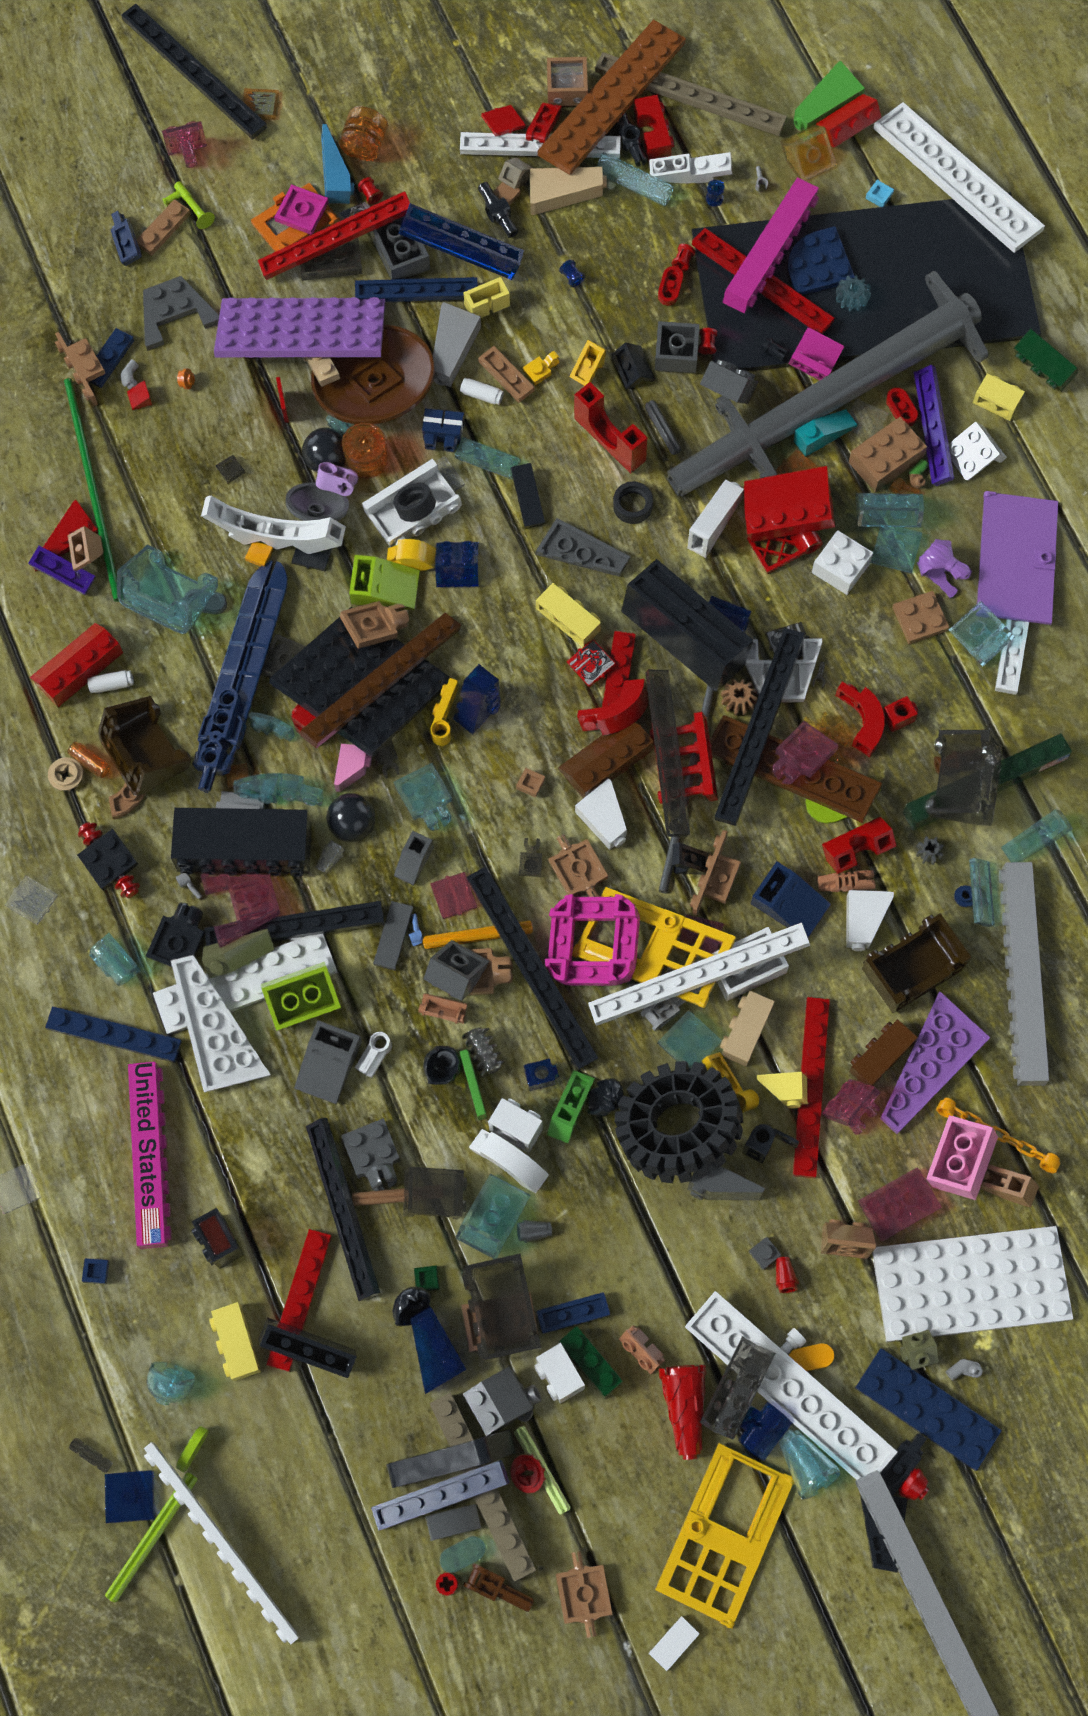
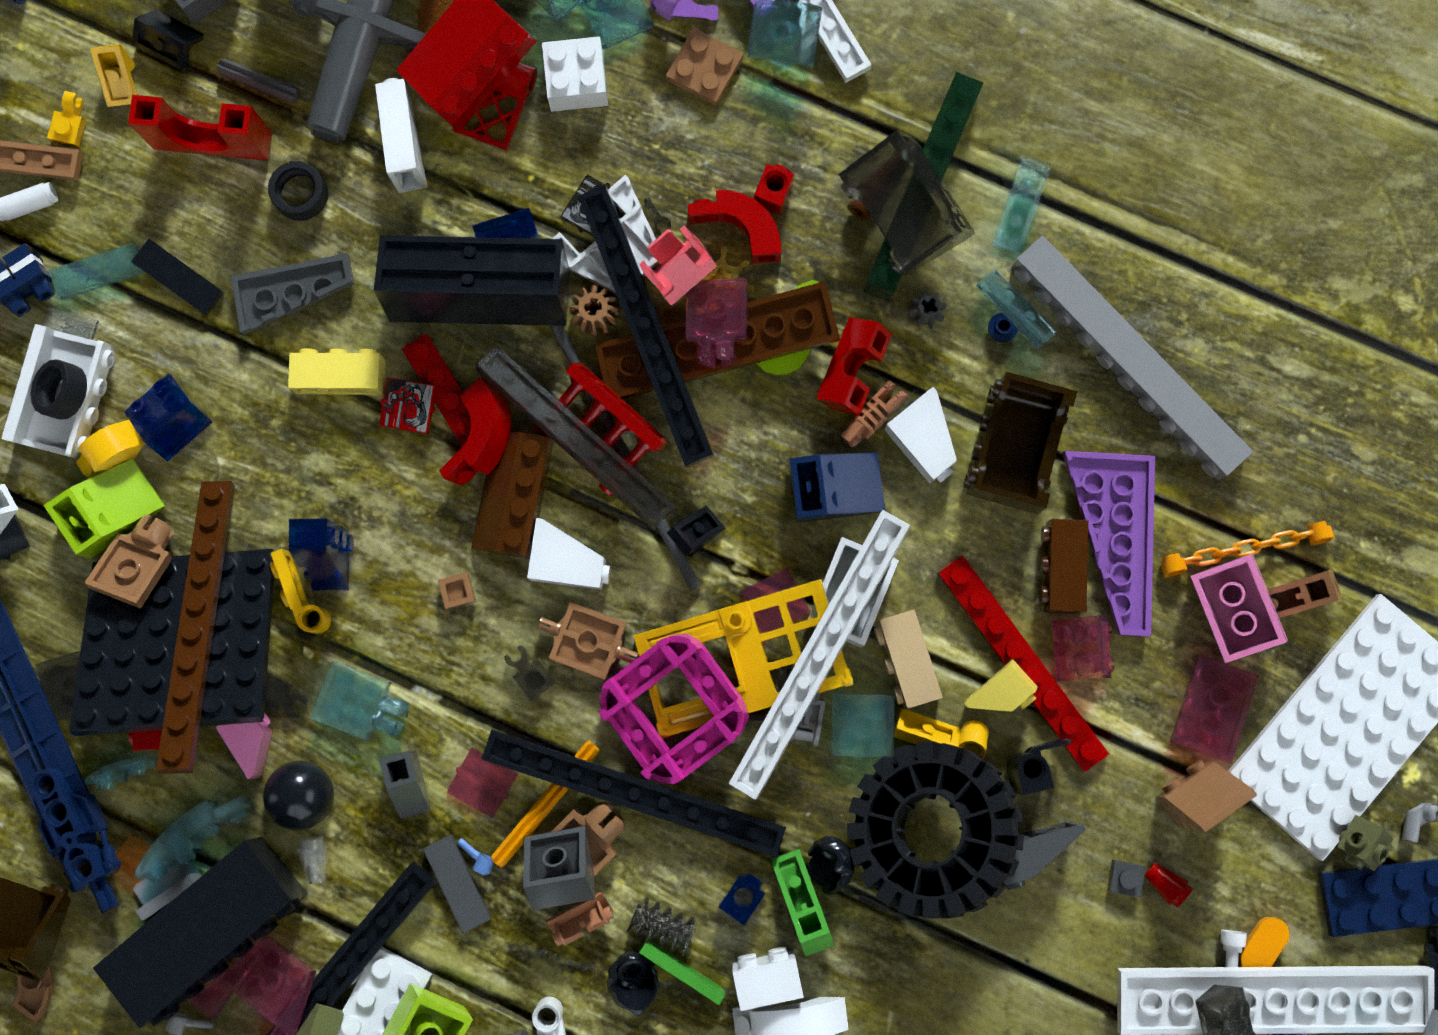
camera: 40 degrees left, 10 degrees up
(718, 878) = (741, 522): medium nougat bracket -> none
(808, 707) = (679, 264): none -> coral panel

